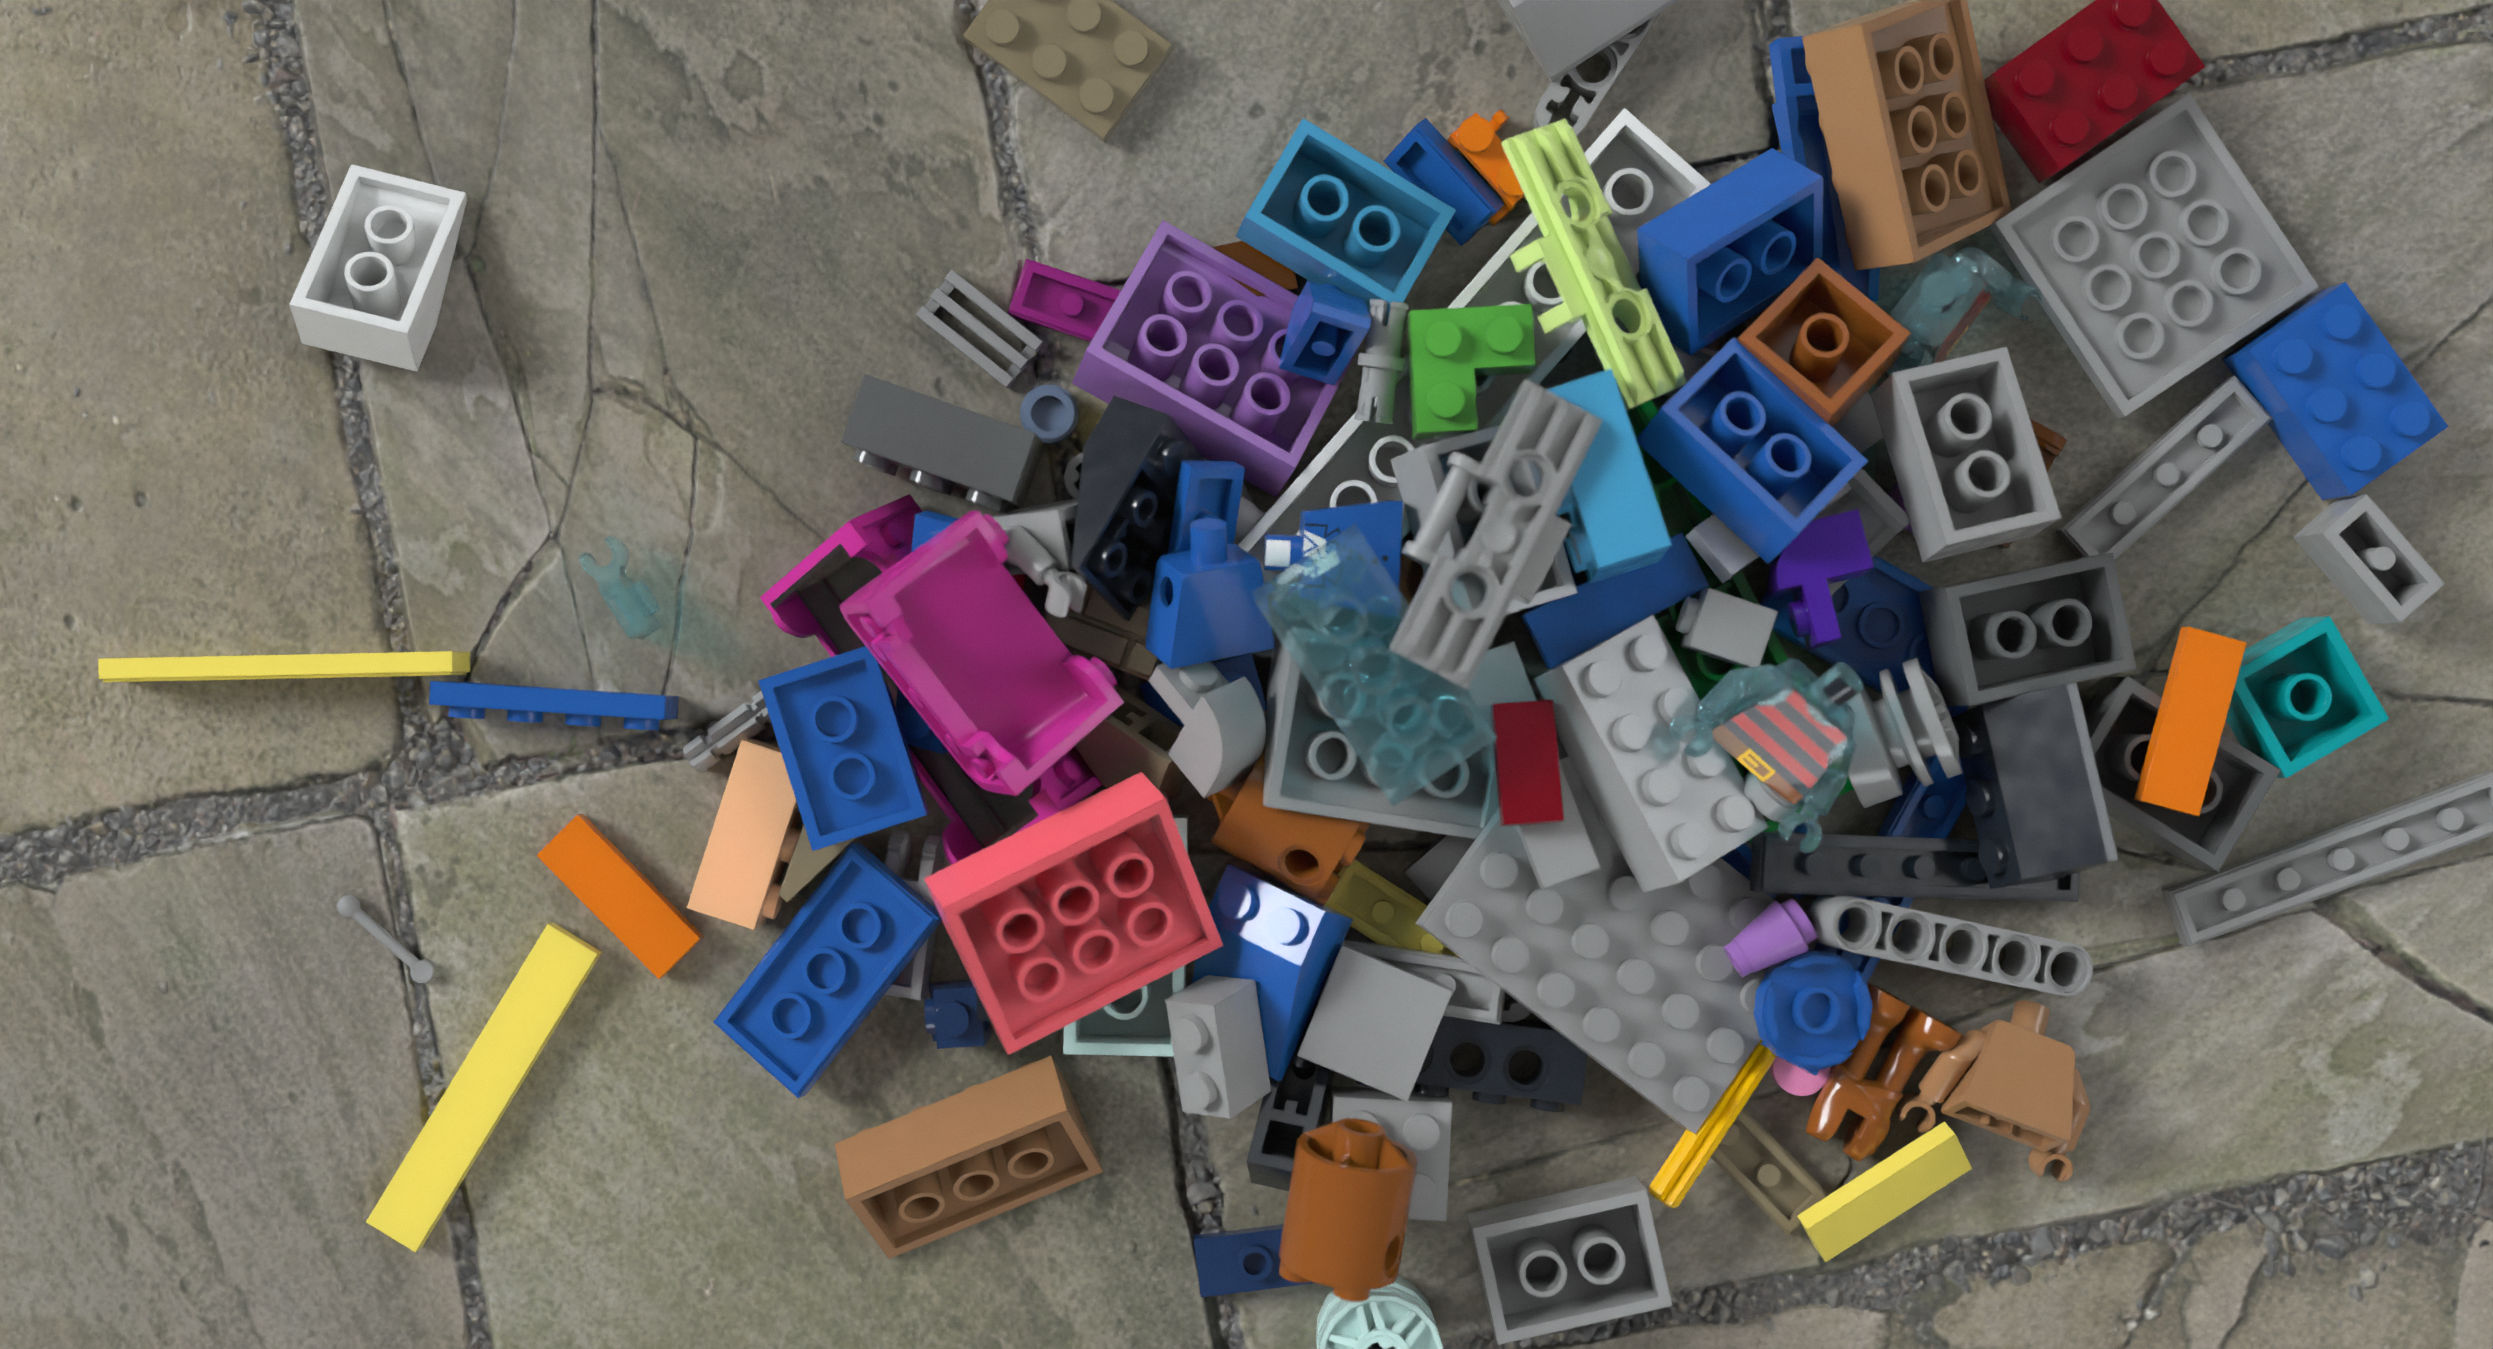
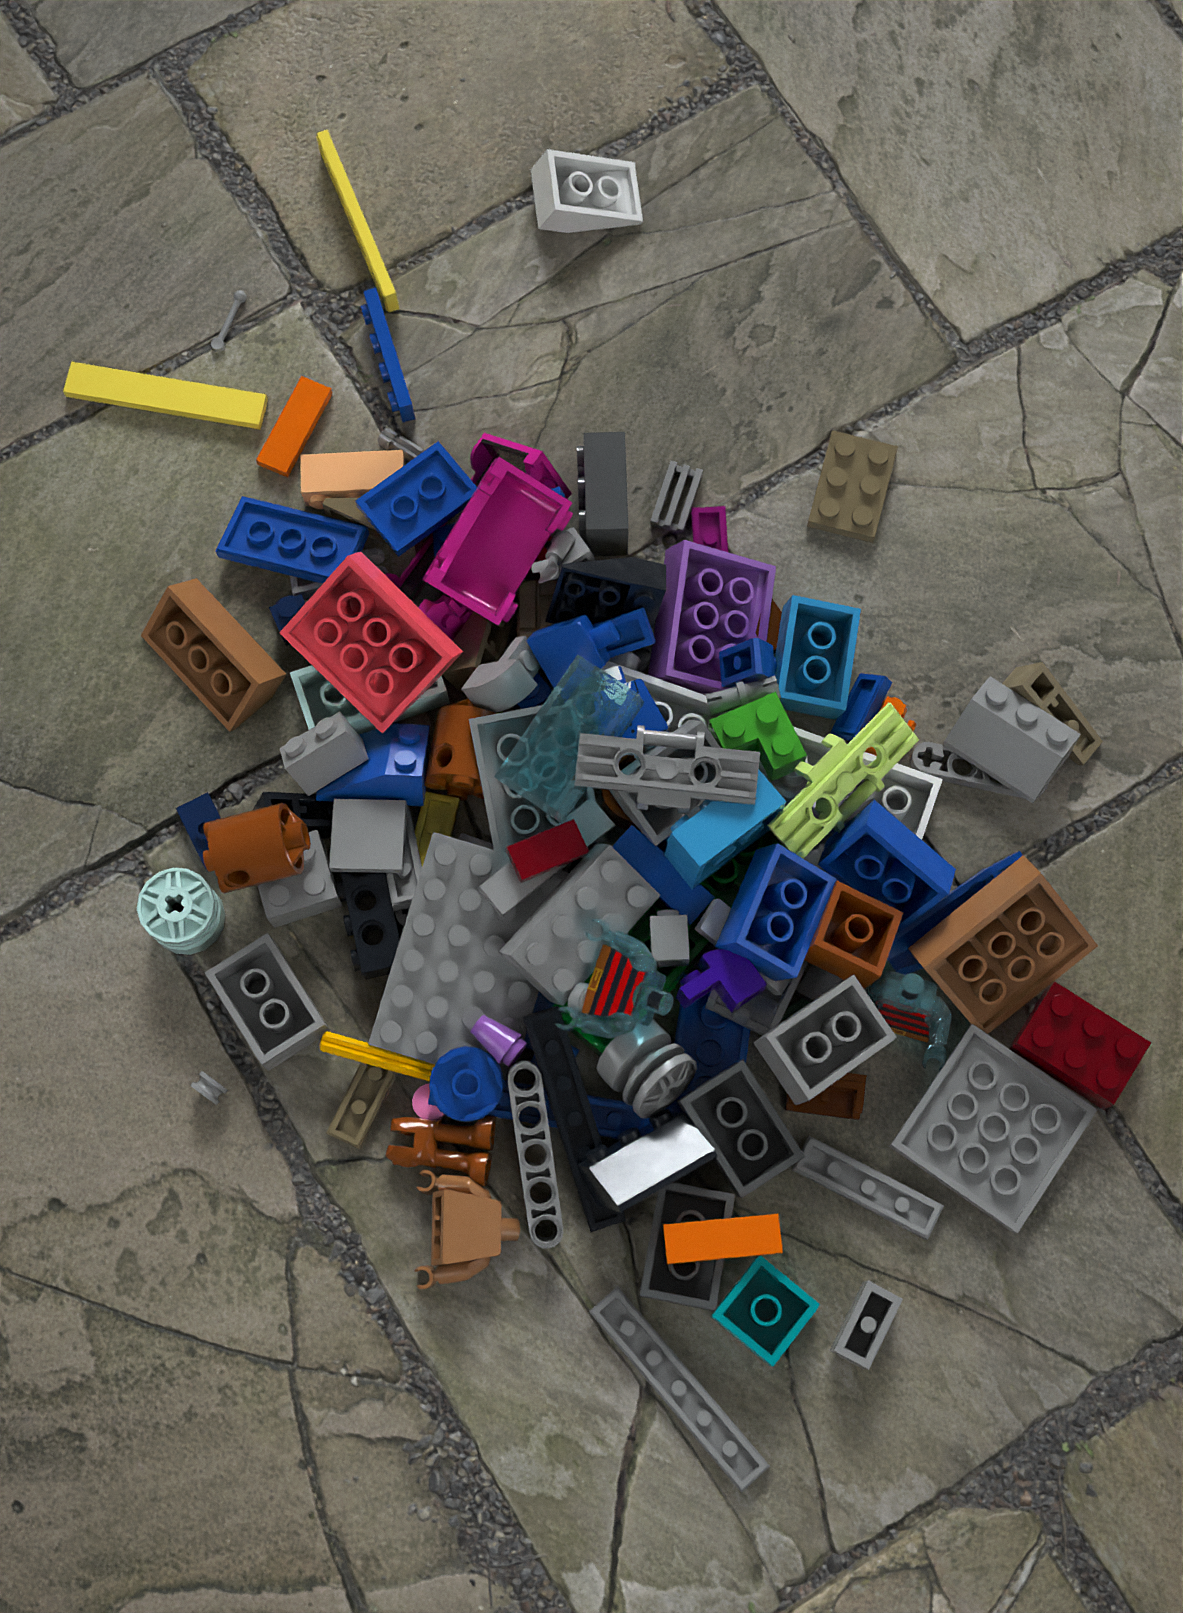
camera: 75 degrees right, 15 degrees down
(630, 602) = (457, 370): clear light blue plate -> none
(1050, 413) = (645, 546): sand blue tile -> none
(1885, 1191) = (372, 1179): light yellow tile -> none
(2335, 392) = (959, 1267): blue brick -> none

